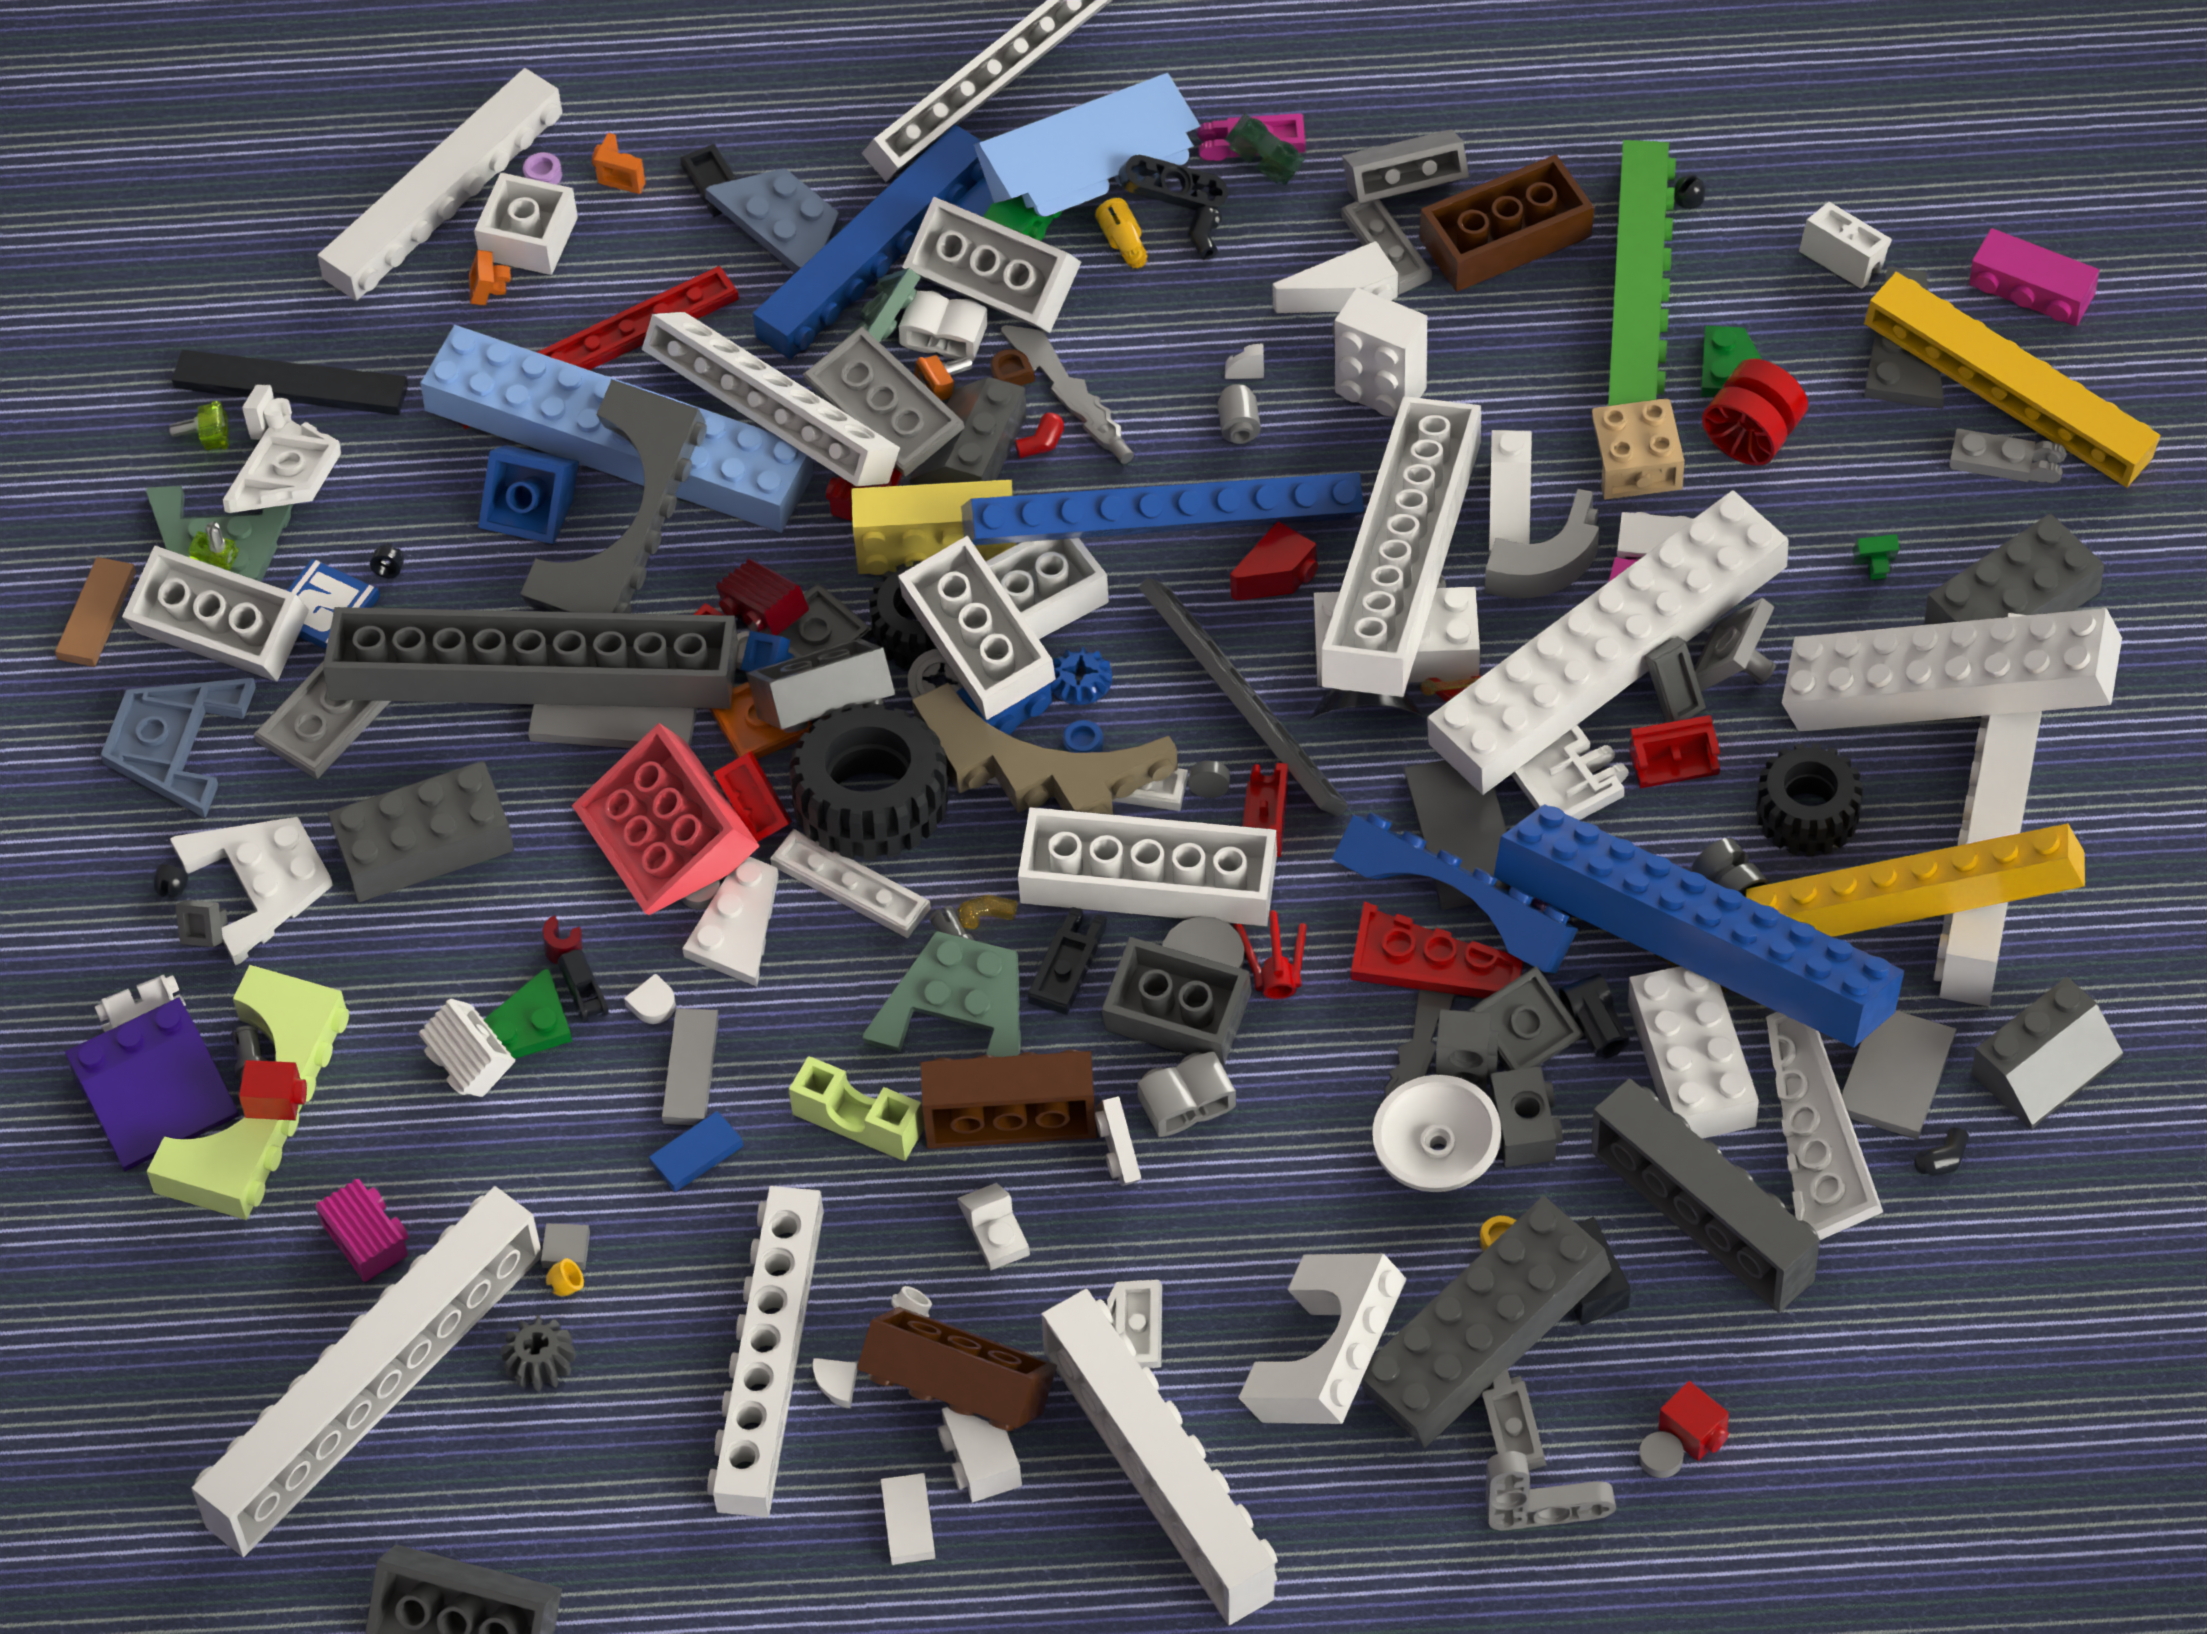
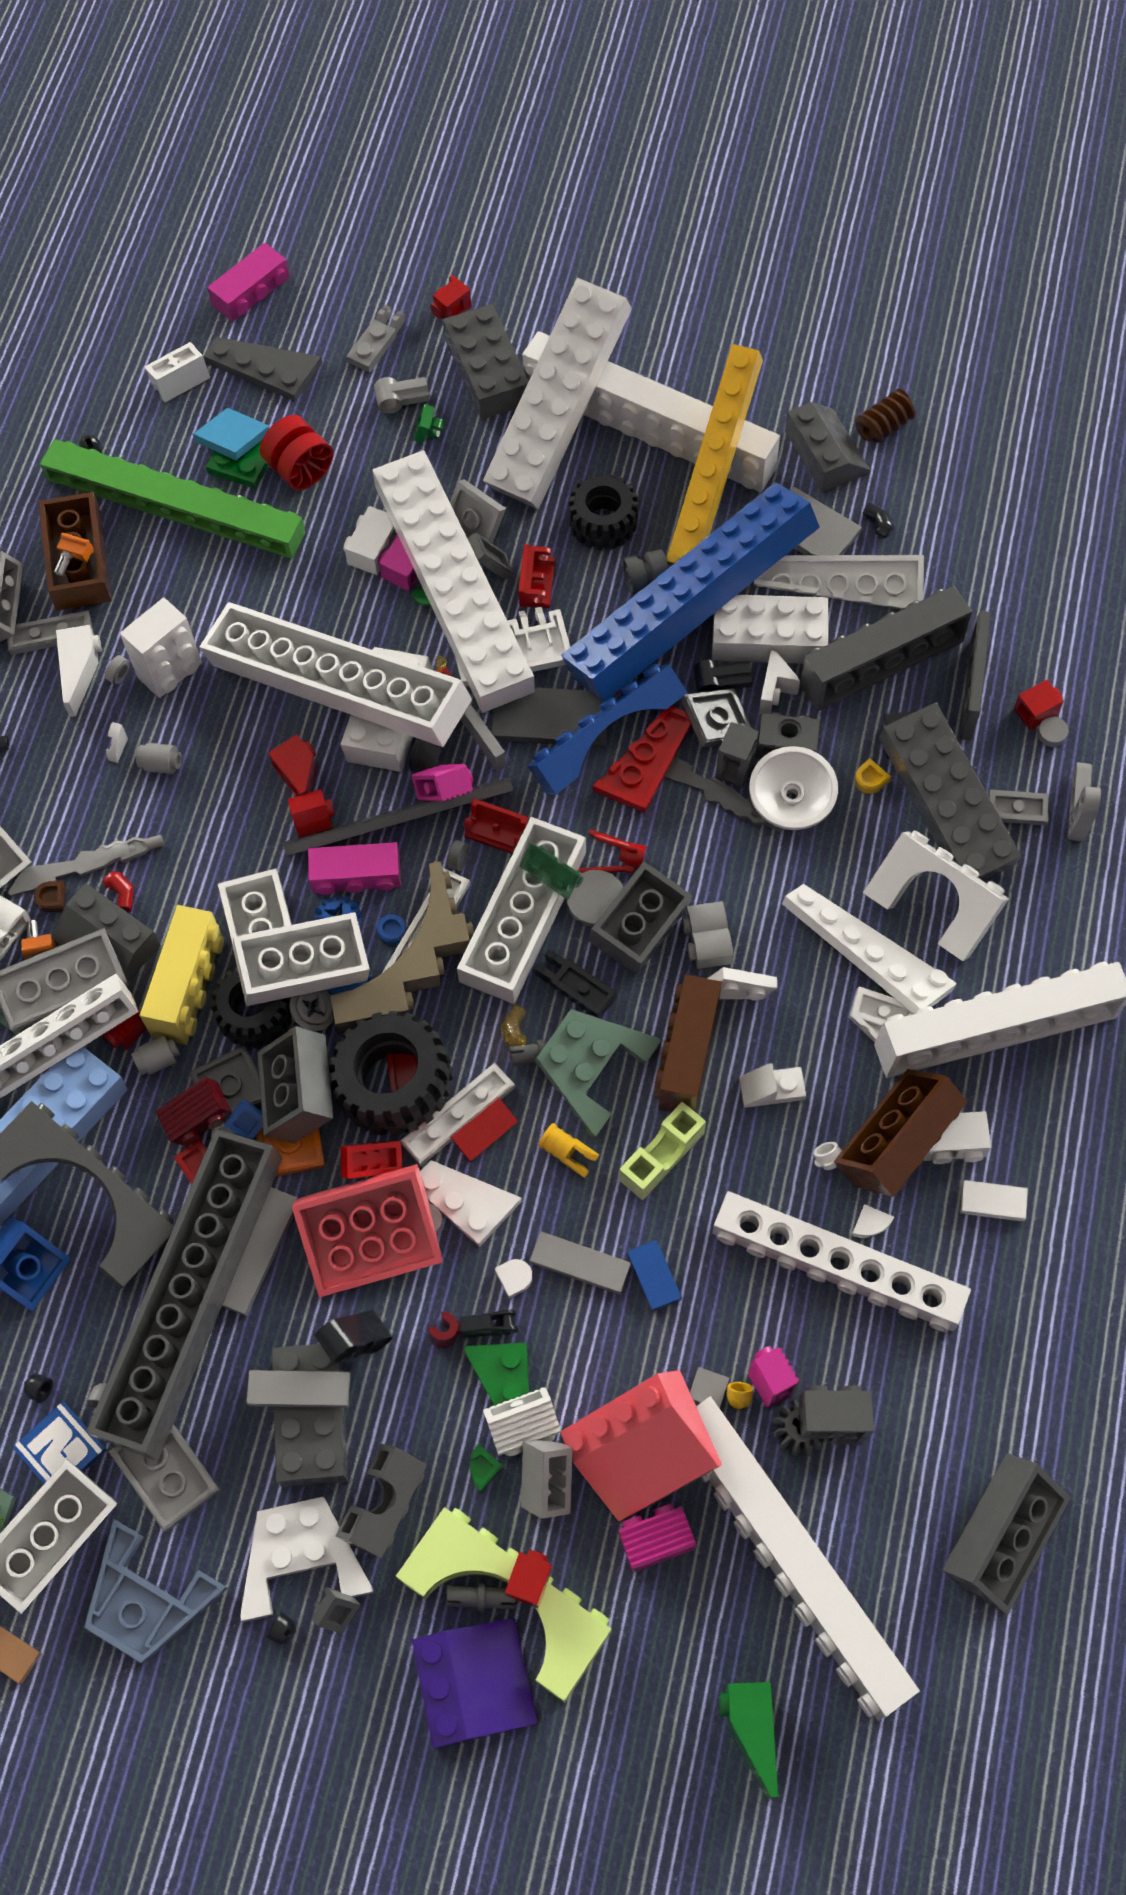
camera: 75 degrees left, 10 degrees up
(121, 1007) = (402, 1691): white hinge -> none
(149, 1377) = (751, 1724): none -> green slope
(300, 929) = (399, 1478): none -> dark grey arch
(402, 1090) = (546, 1478): none -> light grey brick
(404, 1033) = (483, 1467): none -> green tile
(436, 795) = (298, 1388): none -> light grey tile
(461, 1161) = (642, 1445): none -> coral slope
(518, 837) = (353, 1336): none -> black beam
(555, 1380) = (839, 1415): none -> dark grey brick
(588, 1297) = (772, 1376): none -> dark pink brick
(826, 540) = (155, 1055): none -> light grey brick
(834, 1009) = (563, 1146): none -> yellow hinge
(835, 912) = (483, 1129): none -> red tile
(1150, 671) = (354, 868): none -> dark pink brick
(1162, 508) = (238, 821): blue brick -> none
(1203, 853) = (553, 874): none -> clear green hinge
(1209, 596) = (311, 813): none -> red brick
(1211, 1314) = (885, 962): none -> white wing
(1295, 719) = (442, 782): none -> dark pink brick
(1397, 754) = (484, 737): none -> light grey tile
(1489, 209) = (72, 547): none -> orange piece
(1510, 486) = (294, 608): white slope -> none
(1548, 566) = (361, 619): light grey arch -> none
(1603, 1074) = (778, 679): none -> white slope
(1638, 448) = (293, 524): tan bracket -> none
(1701, 1318) = (975, 675): none -> dark grey tile
(1766, 333) = (231, 433): none -> dark azure tile
(1915, 503) = (393, 394): none -> light grey piece
(2012, 379) = (325, 313): yellow brick -> none
(2106, 522) = (451, 299): none -> red brick
(2127, 1119) = (885, 416): none -> reddish brown piece

